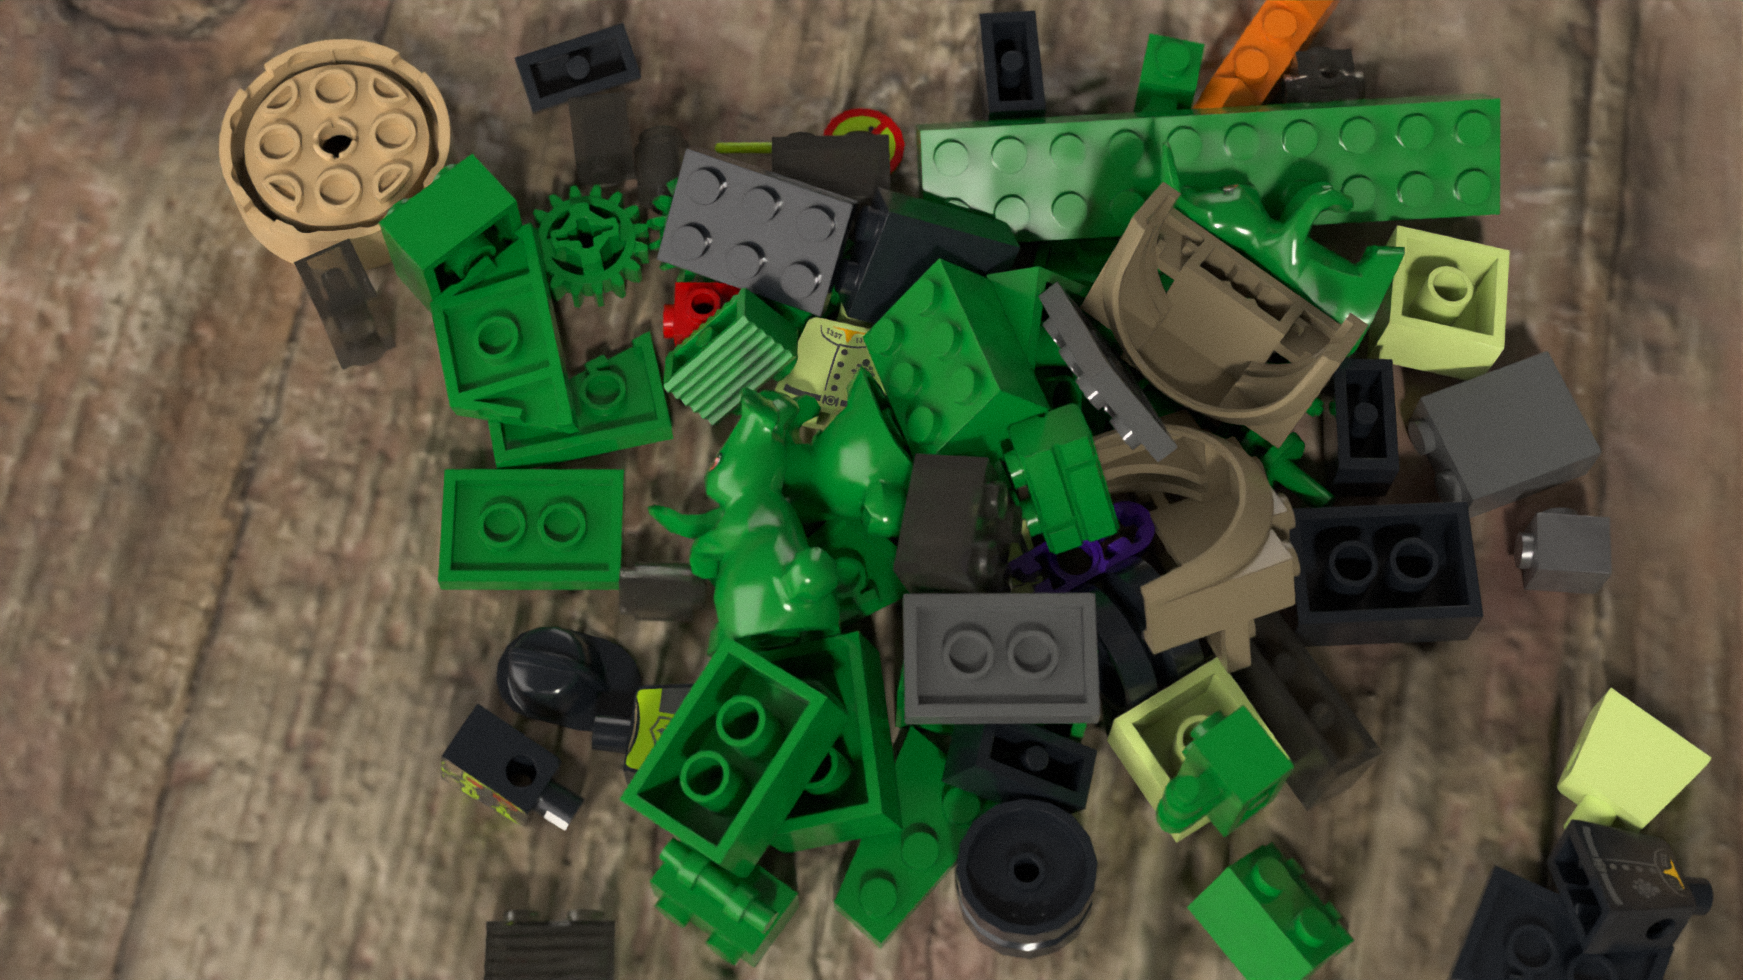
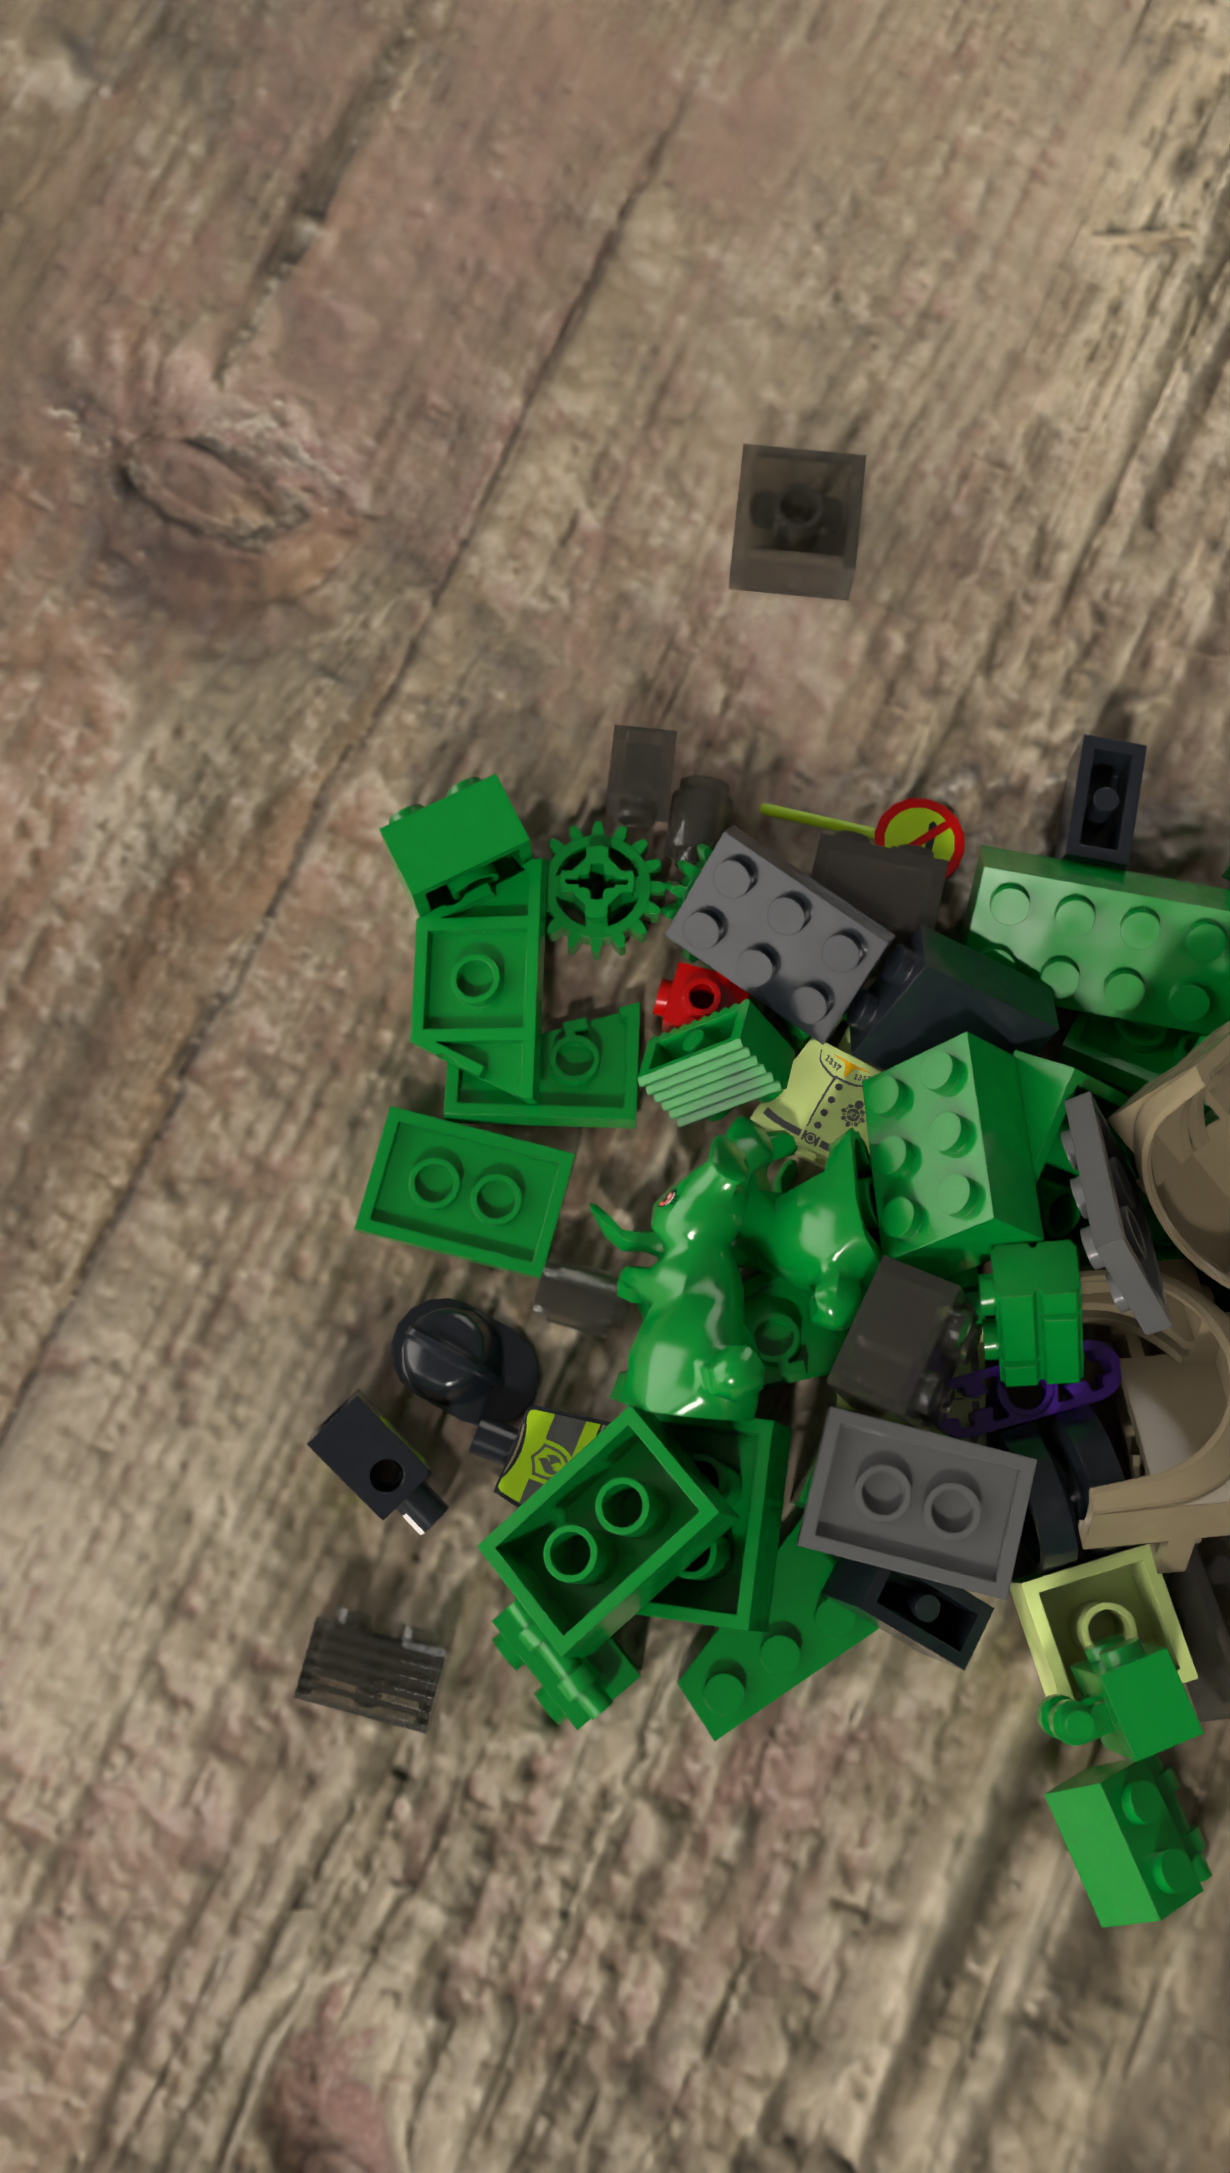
camera: 20 degrees right, 10 degrees up
(305, 198) = (347, 783): tan brick -> none
(346, 304) = (327, 902): clear smoke brick -> none
(578, 68) = (634, 689): black brick -> none
(1018, 915) = (926, 1730): black wheel -> none

